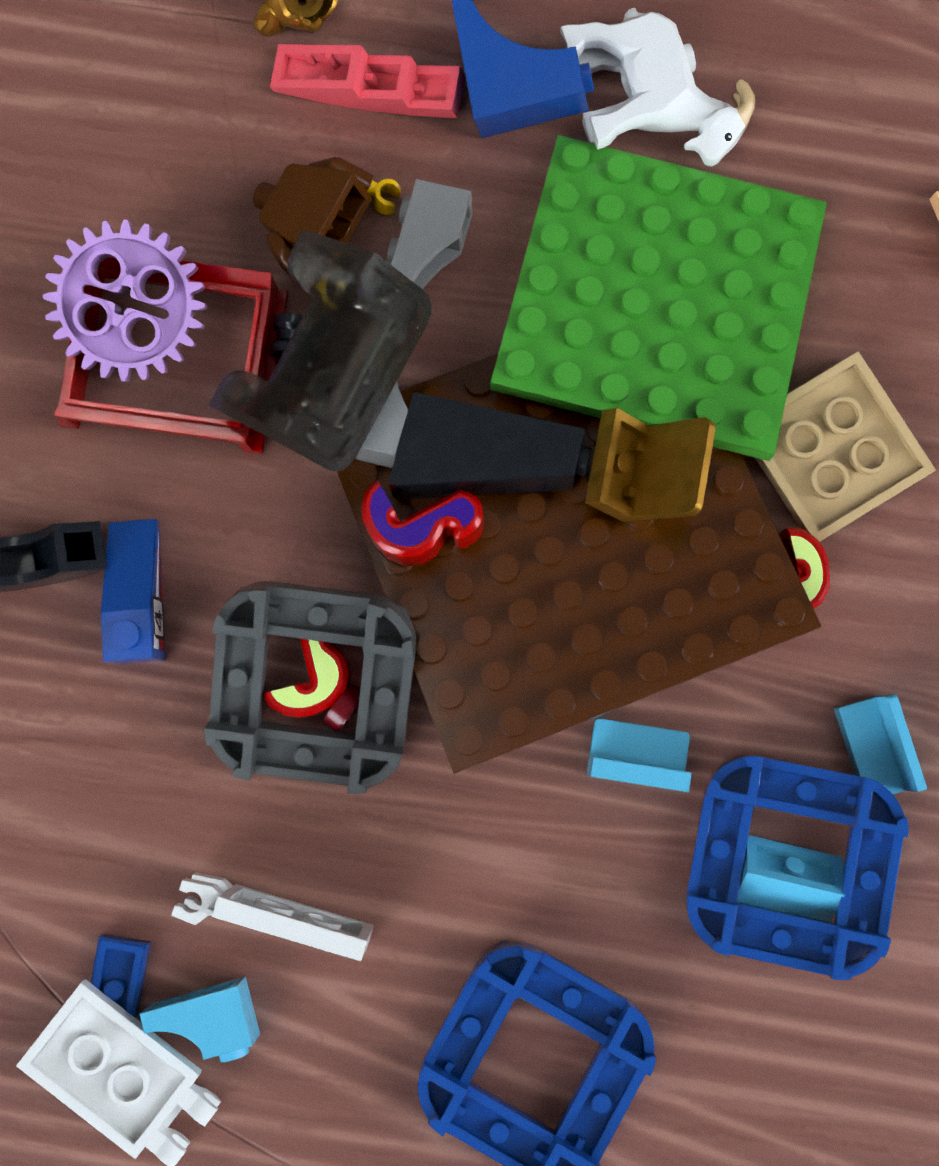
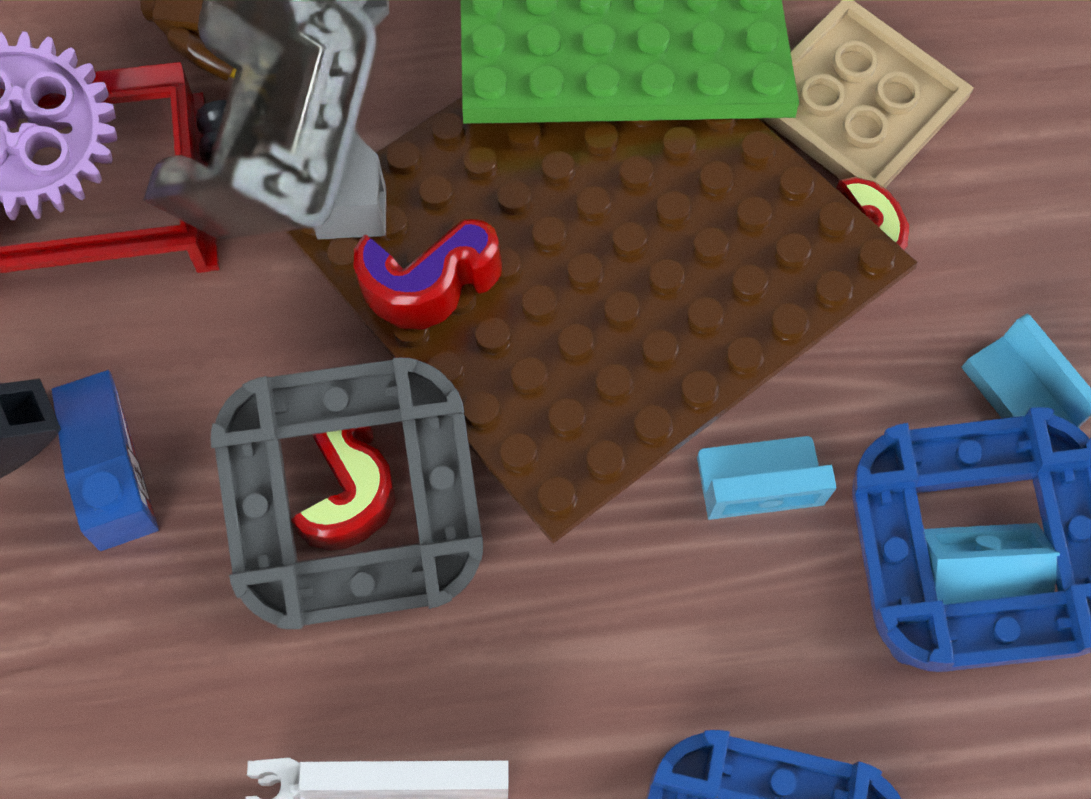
camera: 20 degrees left, 15 degrees down
(343, 708) = (395, 516): dark red tile -> none
(482, 452) = (481, 175): black slope -> none
(649, 469) = (673, 150): pearl gold bracket -> none

